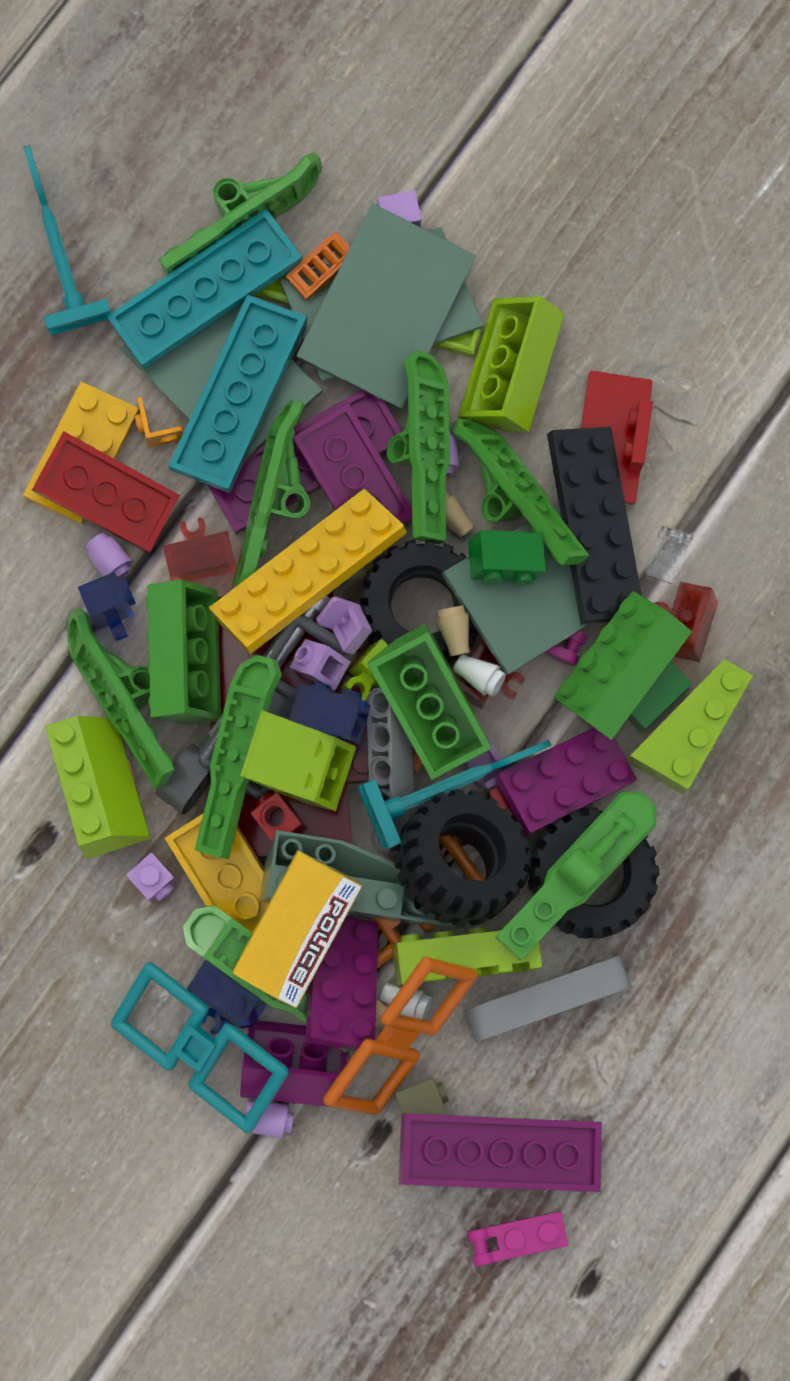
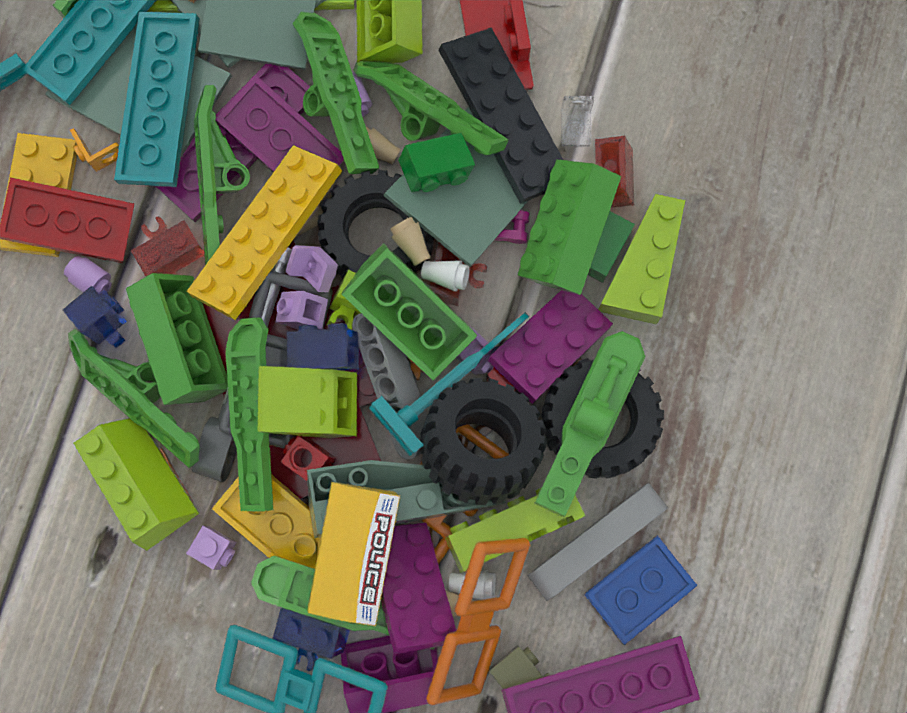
camera: 10 degrees left, 0 degrees up
(575, 1062) = (640, 590): none -> blue tile

